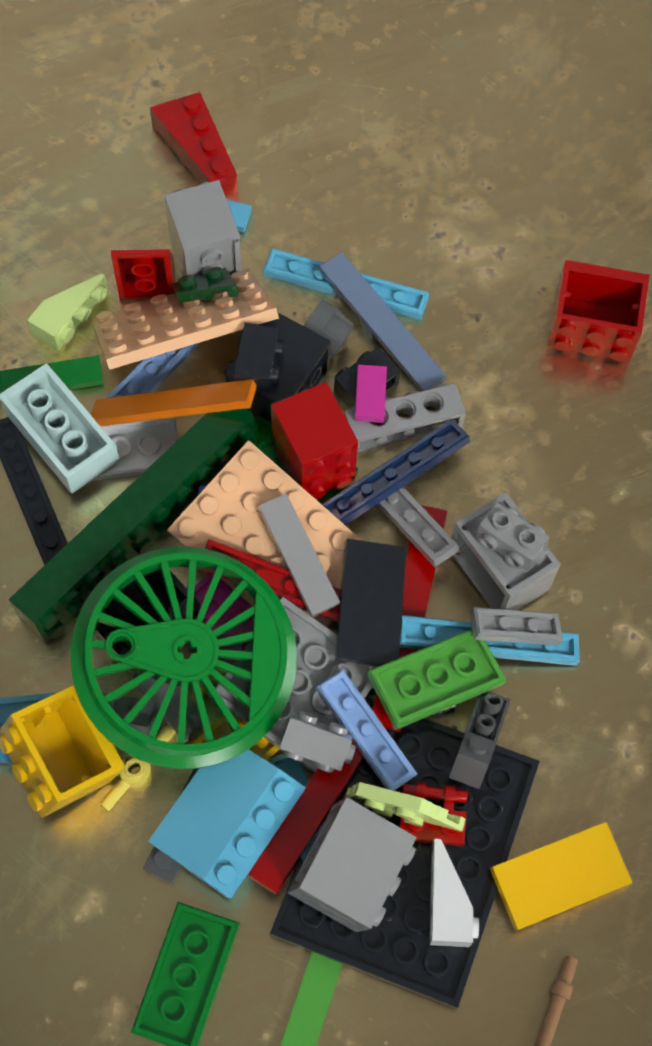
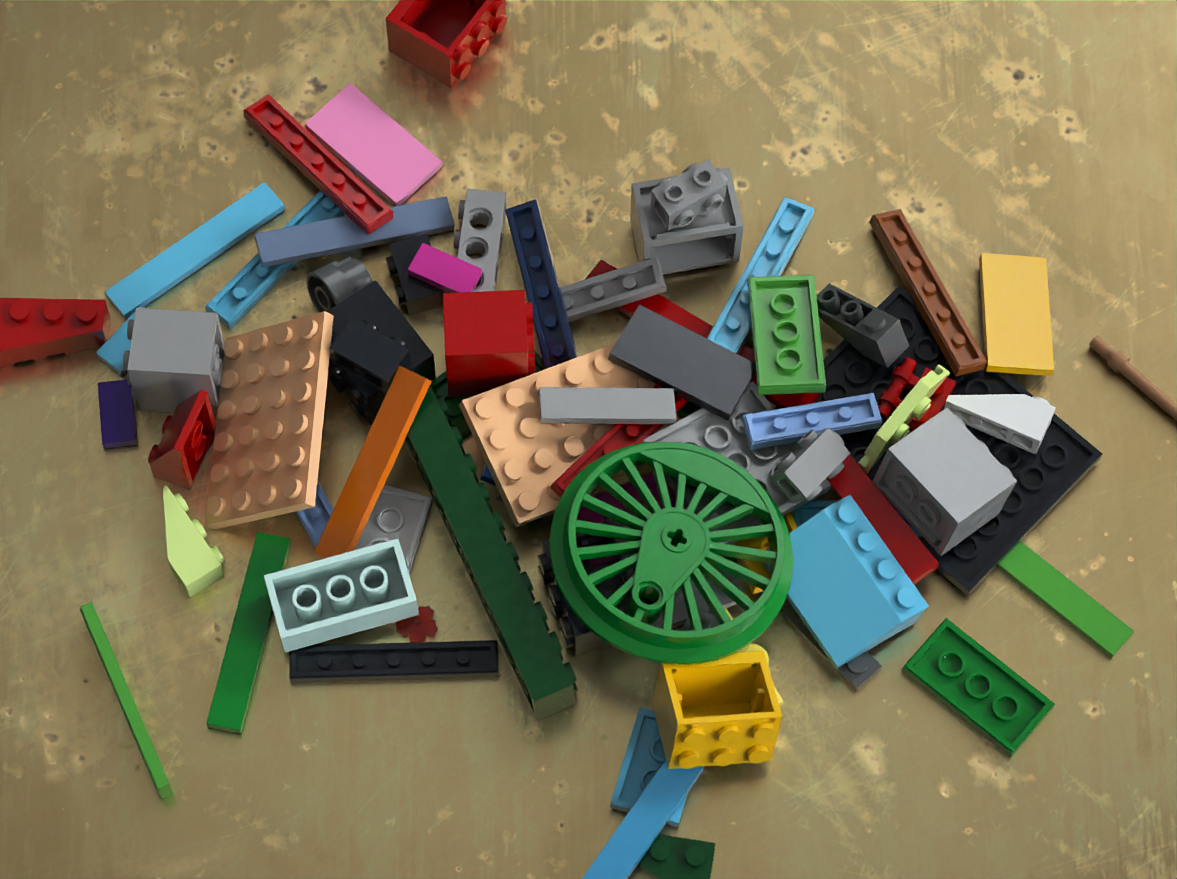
camera: 65 degrees left, 0 degrees up
(68, 501) = (418, 626): none -> clear red plant
(150, 230) = (117, 414): none -> dark purple tile
(203, 286) = (240, 382): dark green wing -> none
(317, 225) = (195, 250): none -> medium azure tile
(425, 275) = (318, 164): none -> red tile
(466, 309) = (373, 145): none -> bright pink tile
(516, 626) = (760, 244): light grey tile -> none
(542, 789) = (928, 292): none -> dark orange tile

